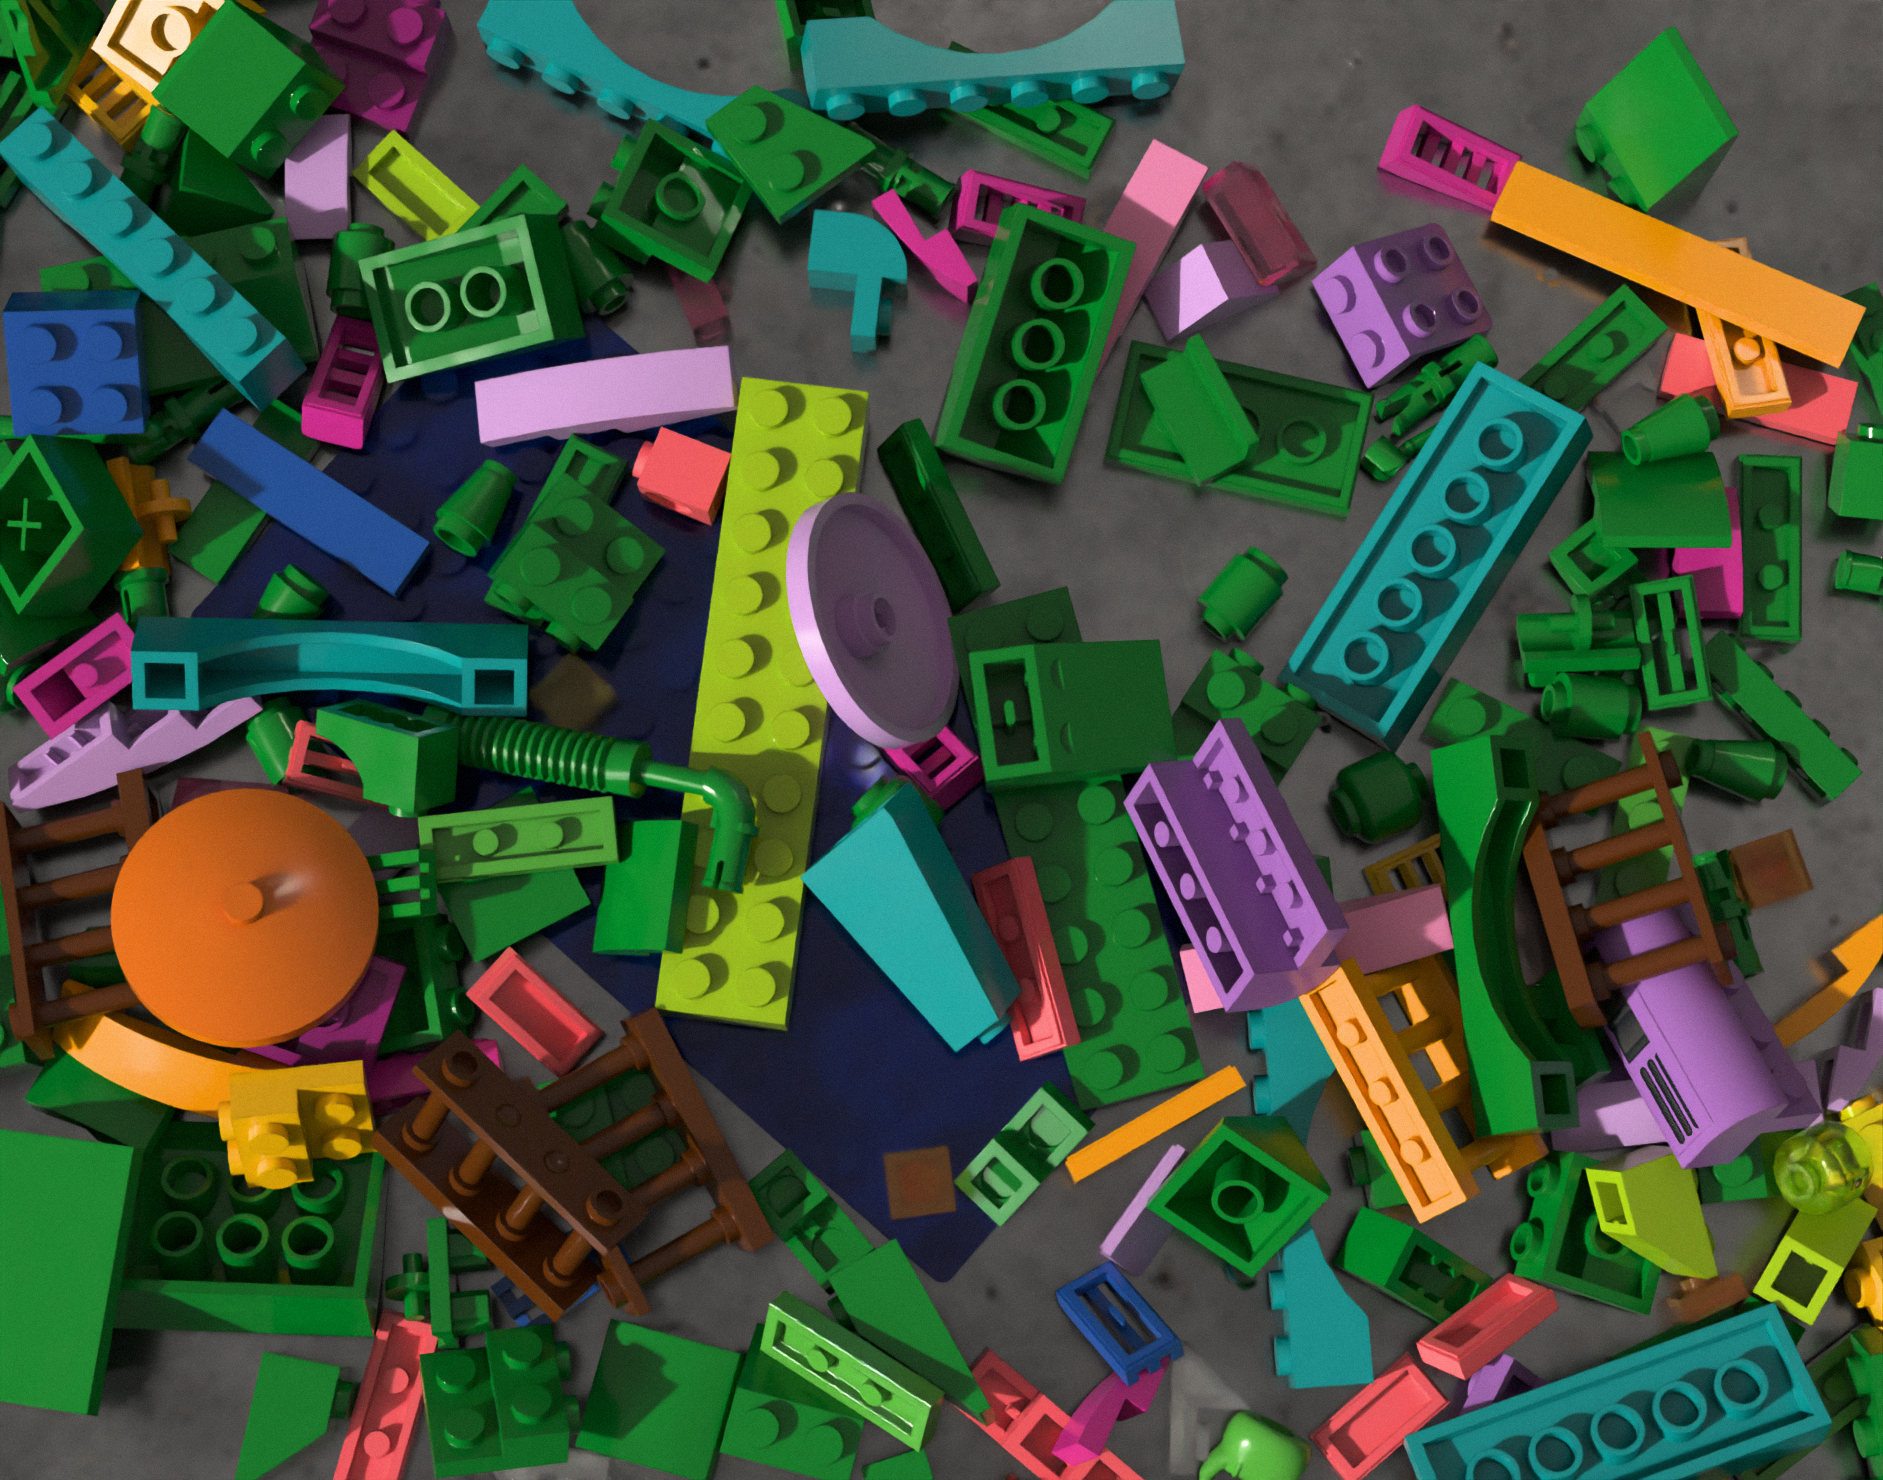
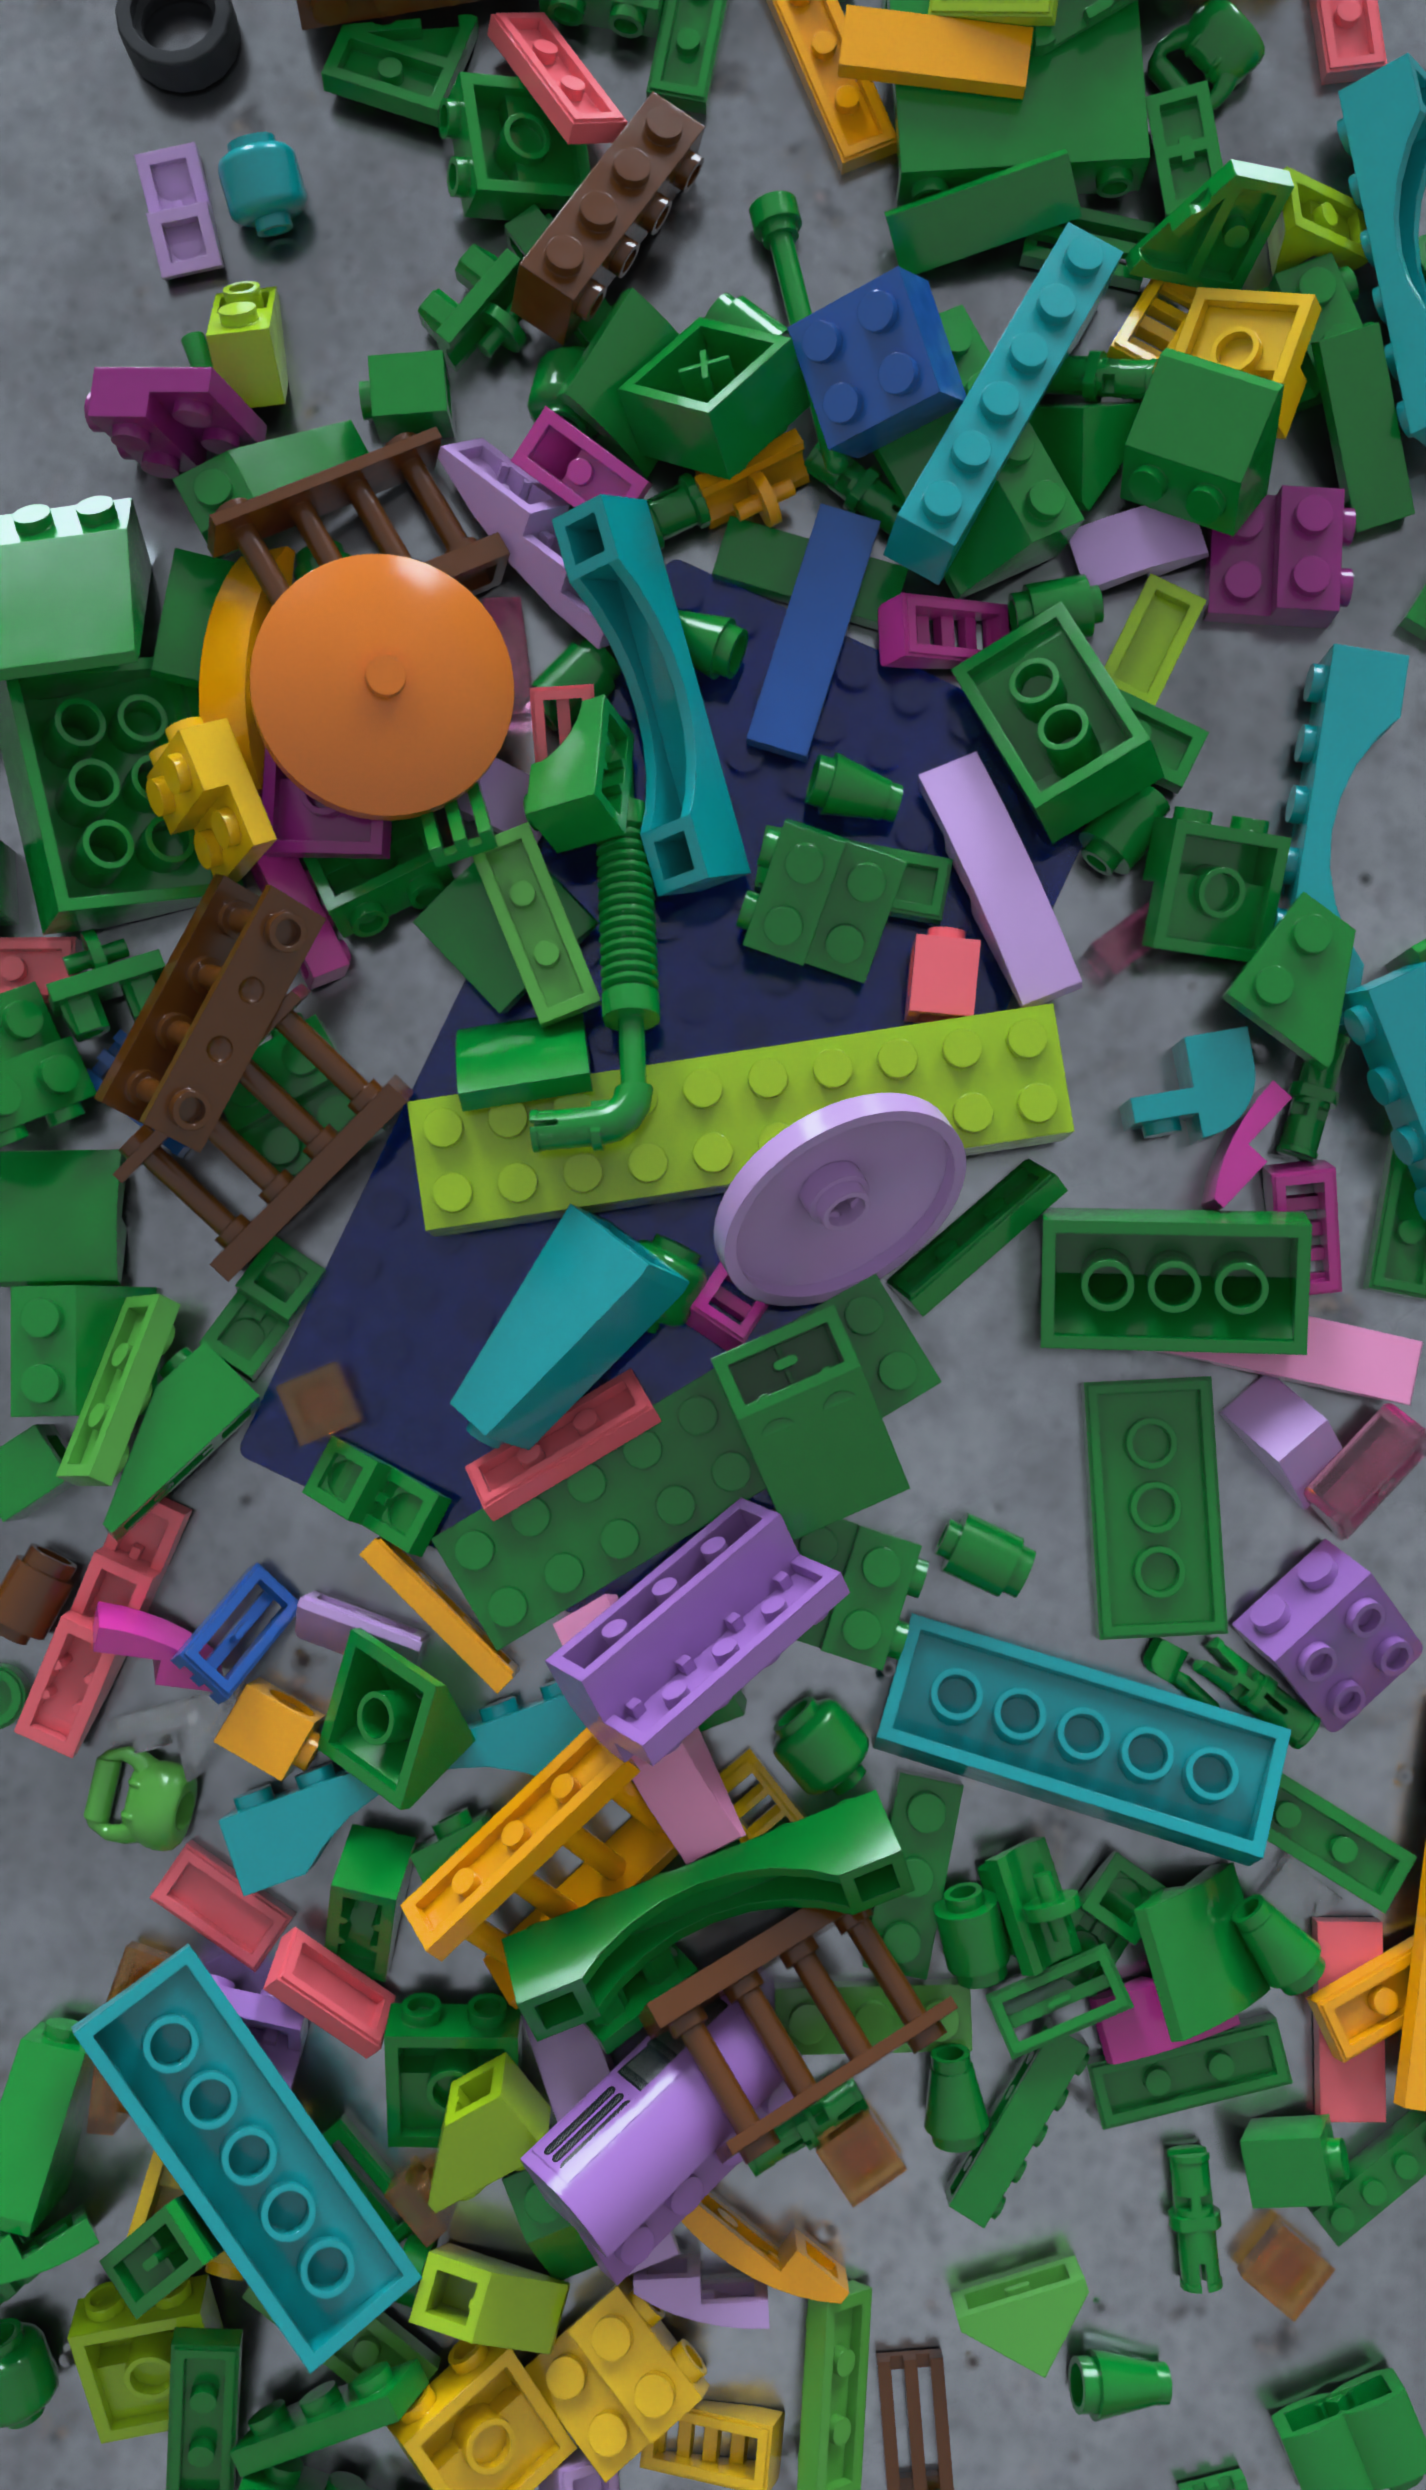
camera: 75 degrees right, 5 degrees up
(534, 1013) = (384, 992): coral tile -> none
(572, 694) = (697, 937): clear yellow tile -> none
(1201, 412) = (1155, 1465): green panel -> none
(1223, 1318) = (271, 1730): none -> light orange brick
(1823, 1168) = (572, 2297): clear neon green head -> none

